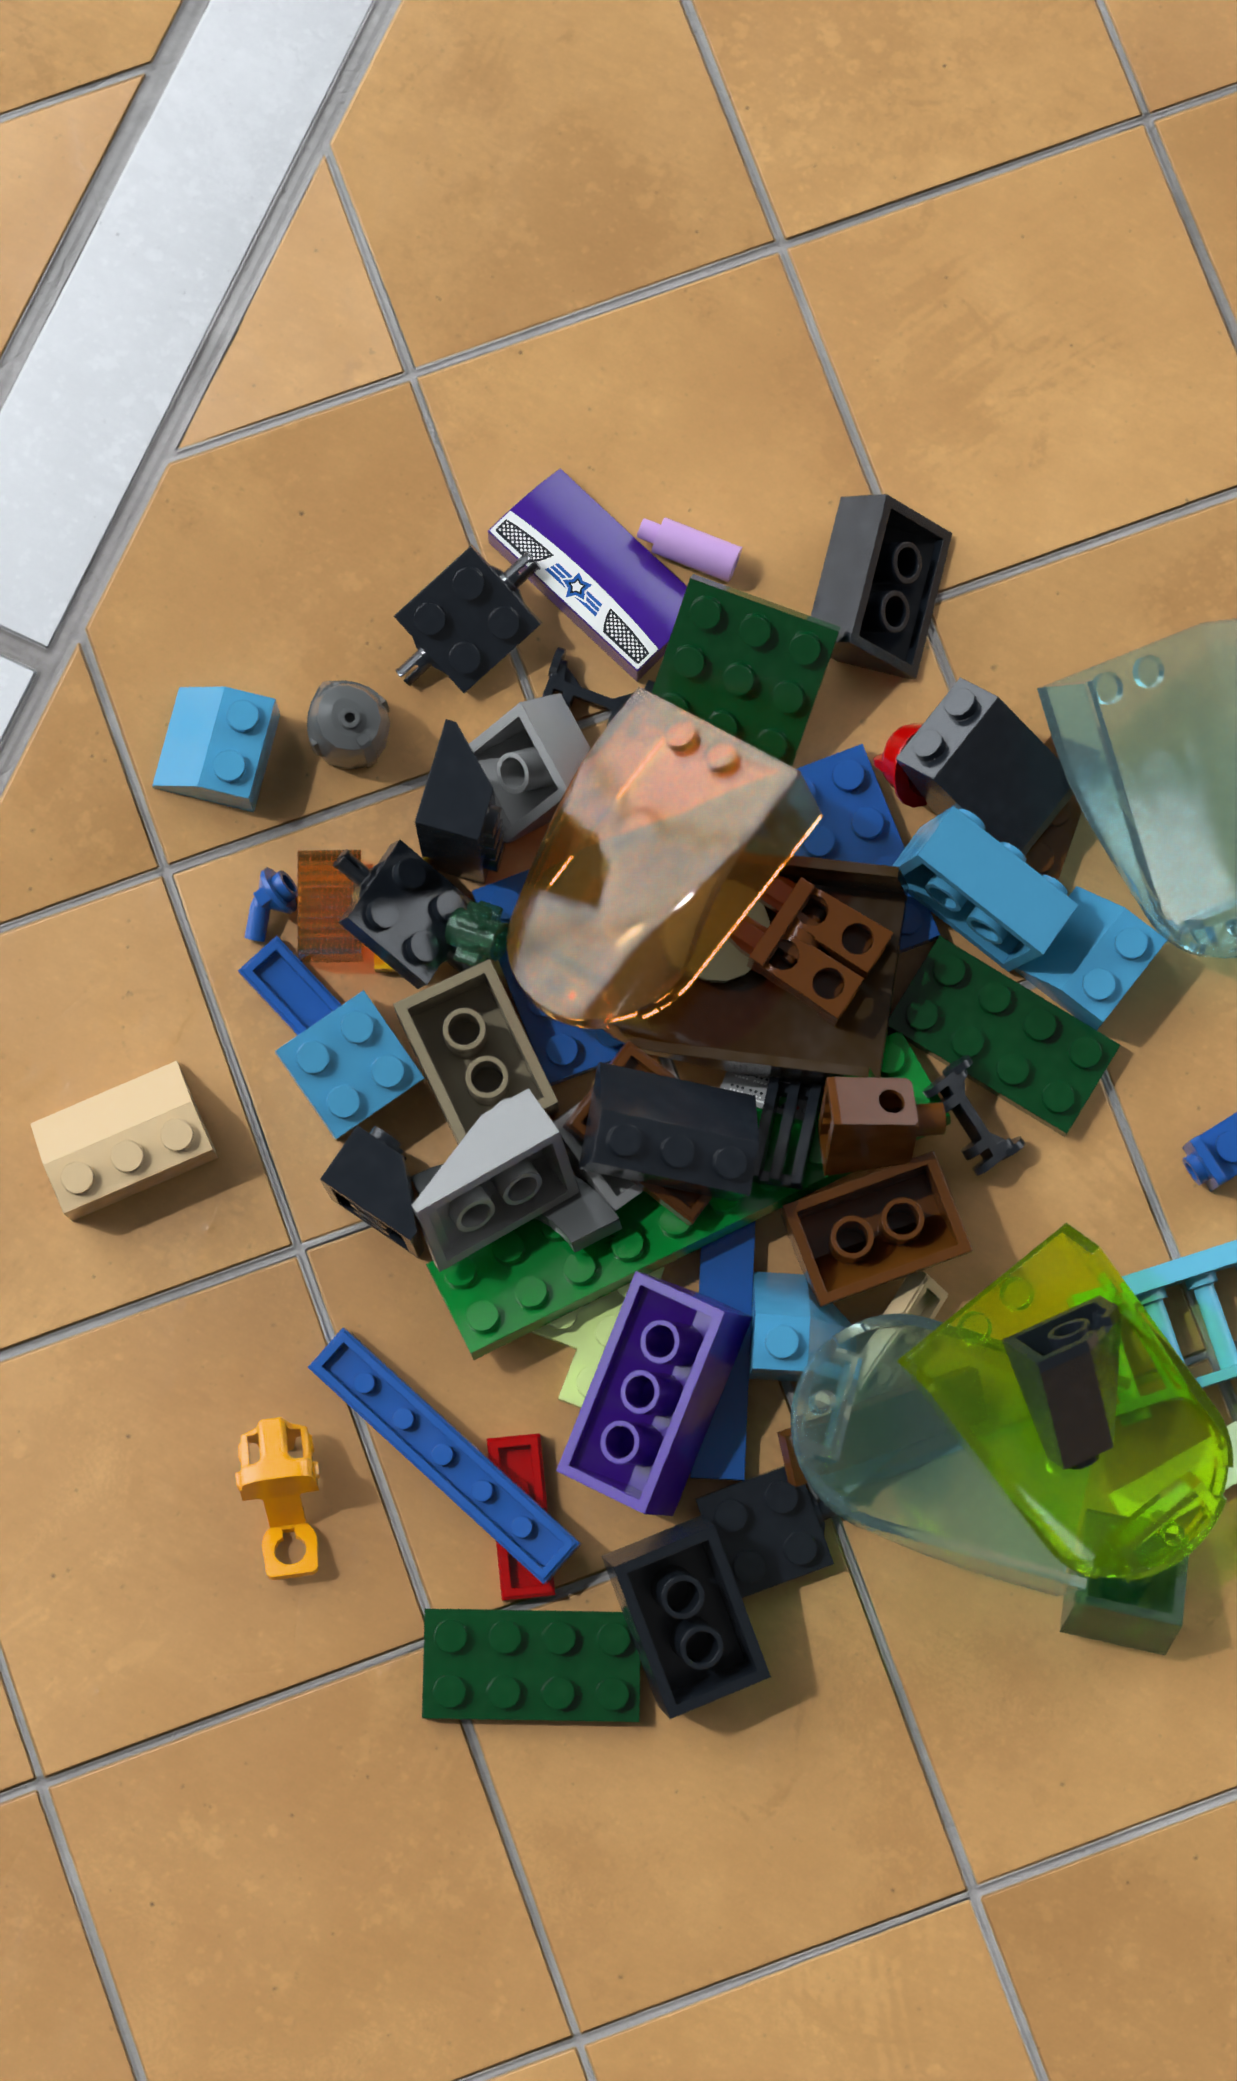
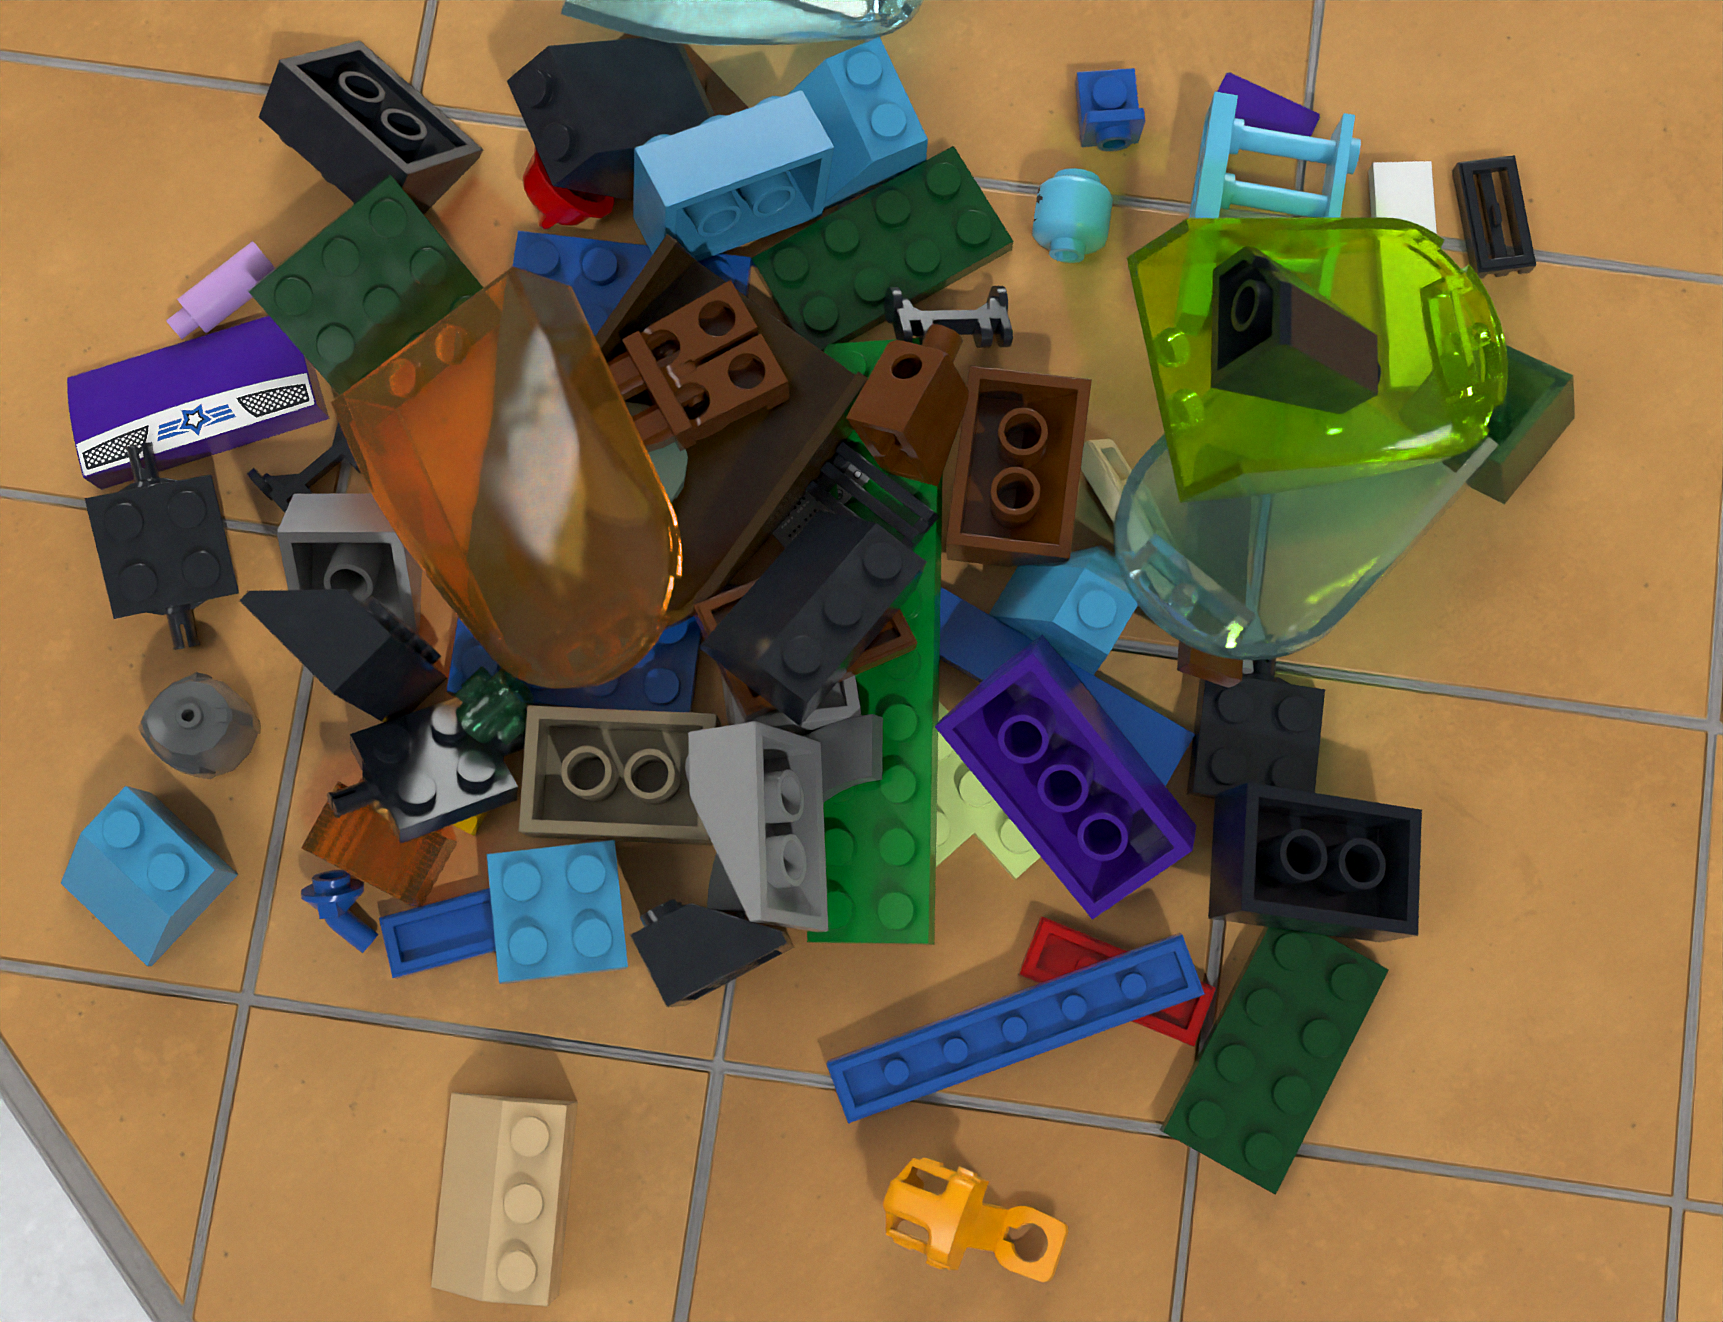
camera: 60 degrees left, 0 degrees up
(1112, 1169) = (1072, 215): none -> medium azure head

